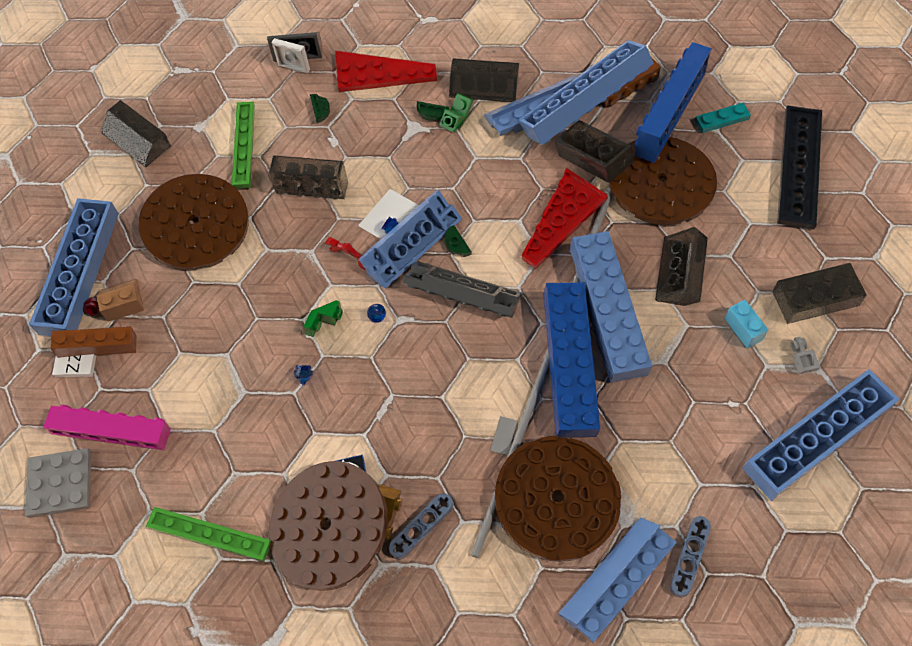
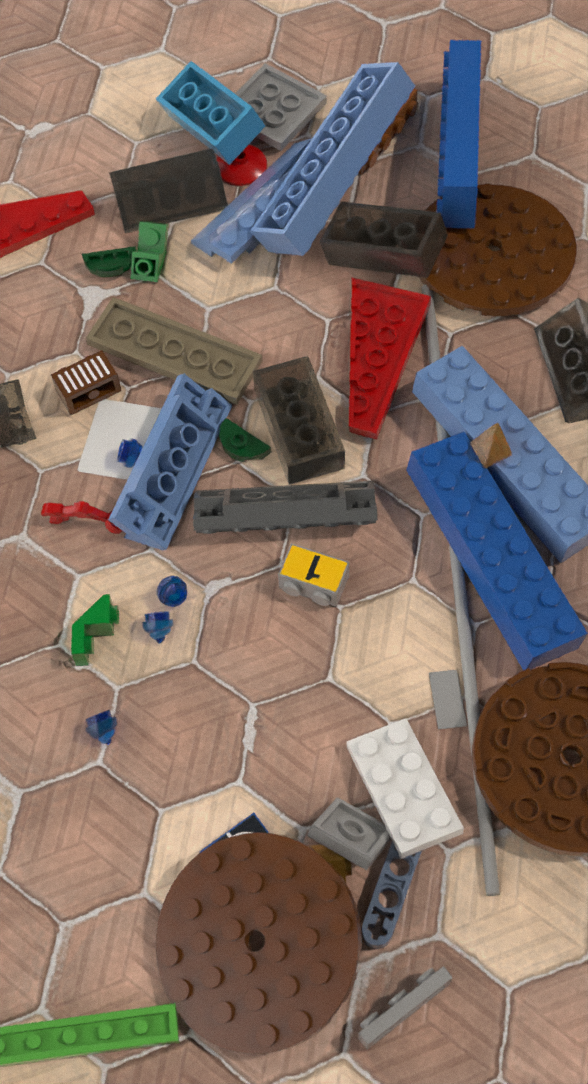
camera: 25 degrees left, 0 degrees up
(360, 329) = (157, 625): none -> clear blue plate
(384, 176) = (86, 382): none -> reddish brown brick
(392, 596) = (403, 1006): none -> light grey plate
(408, 487) = (350, 833): none -> light grey tile
(444, 175) = (174, 349): none -> dark tan plate
(452, 475) = (404, 788): none -> white plate
(459, 334) = (313, 575): none -> brick
(493, 241) = (299, 420): none -> clear smoke brick
(528, 41) = (210, 112): none -> dark azure brick
(535, 78) = (244, 167): none -> red dish
(570, 49) = (281, 104): none -> light grey plate
(594, 297) = (491, 446): none -> clear orange slope
(722, 117) = (532, 135): teal plate -> none

